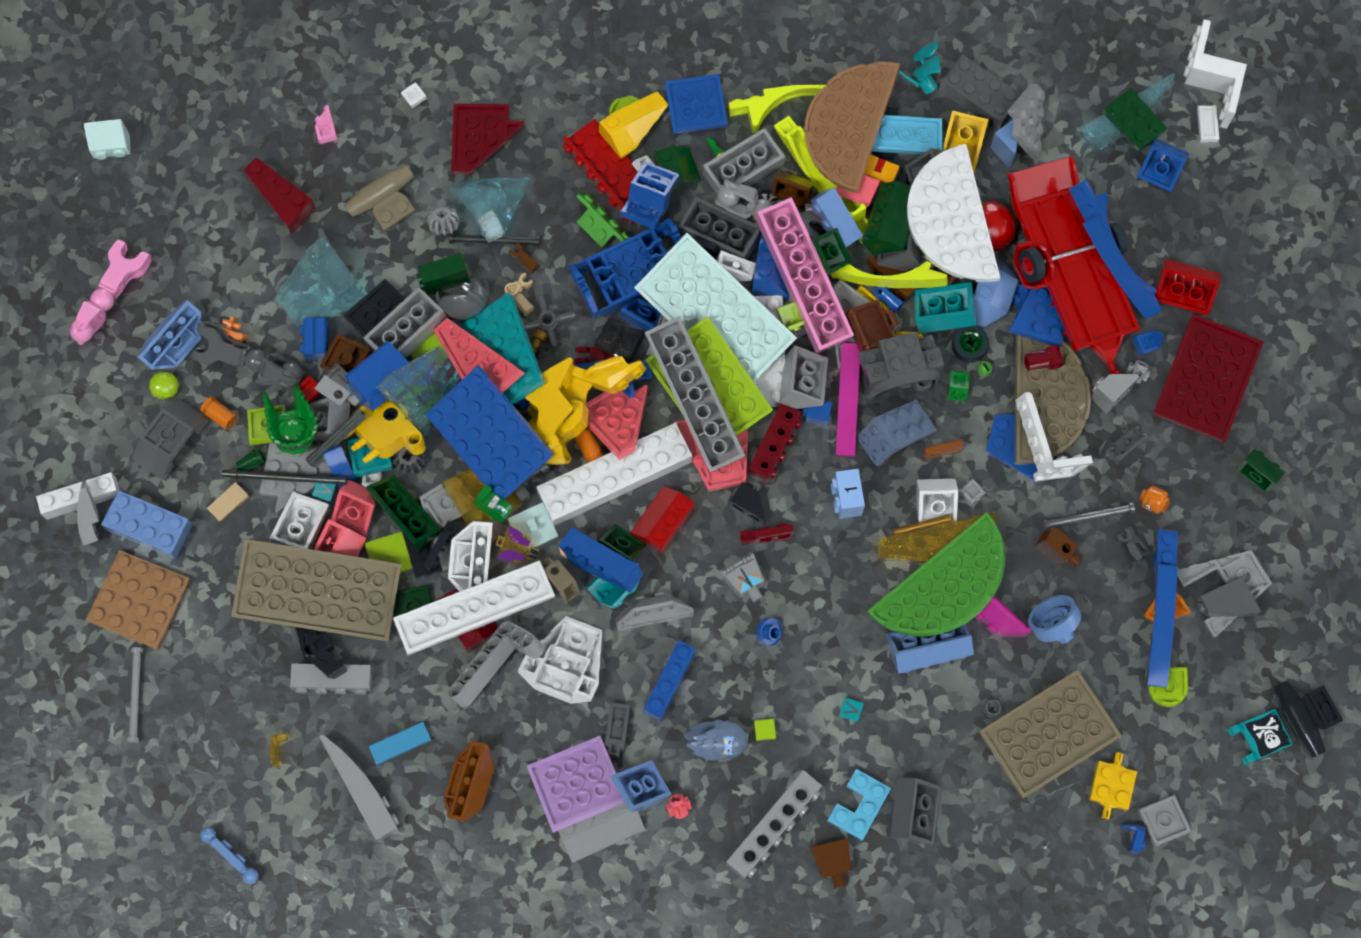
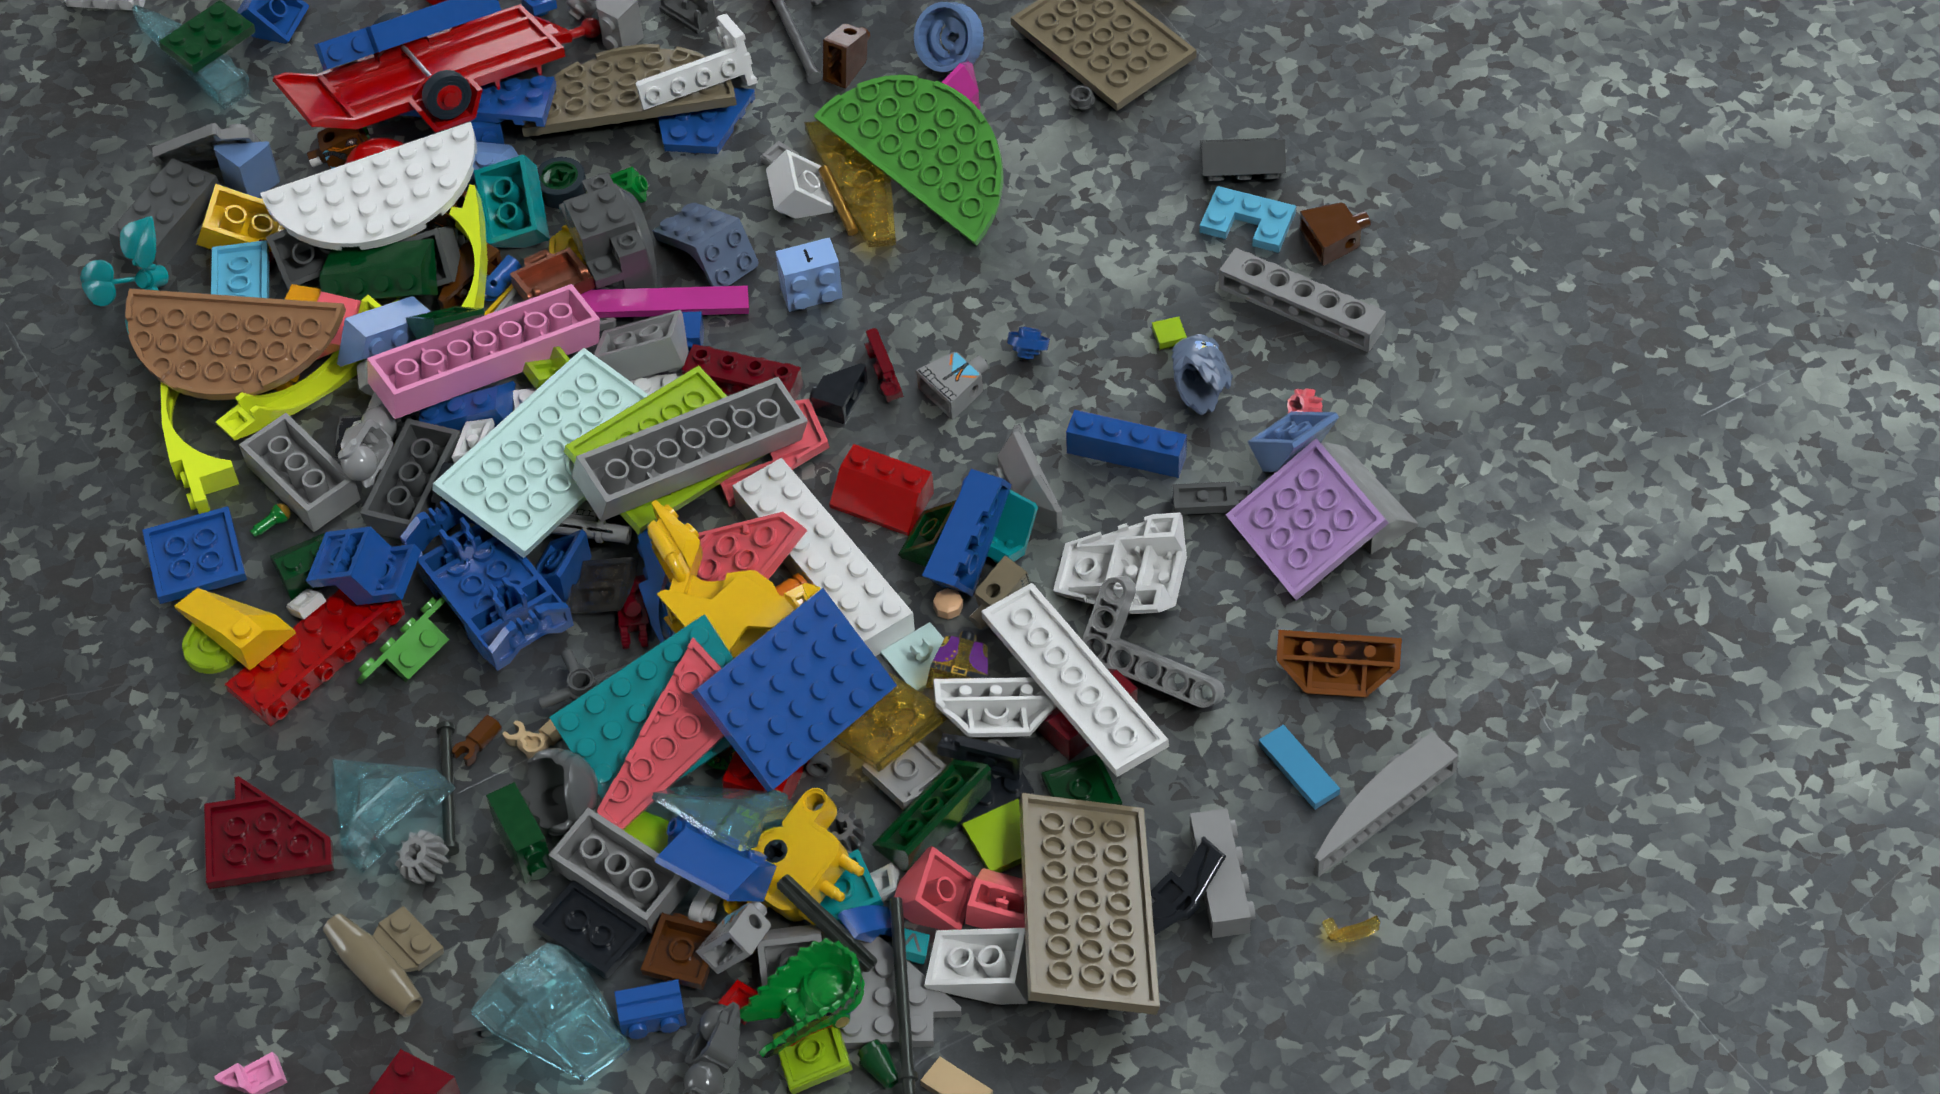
camera: 95 degrees left, 20 degrees down
(249, 875) = (1541, 946): medium blue plate -> none
(413, 95) = (191, 948): white plate -> none
(492, 504) = (904, 687): green leg -> none
(789, 185) = (334, 406): reddish brown slope -> none
(851, 710) = (1118, 244): teal tile -> none
(923, 651) = (1025, 182): medium blue slope -> none
(942, 449) = (723, 189): dark orange tile -> none
(982, 370) = (594, 165): bright green hinge -> none
(1048, 358) = (578, 85): dark red piece -> none

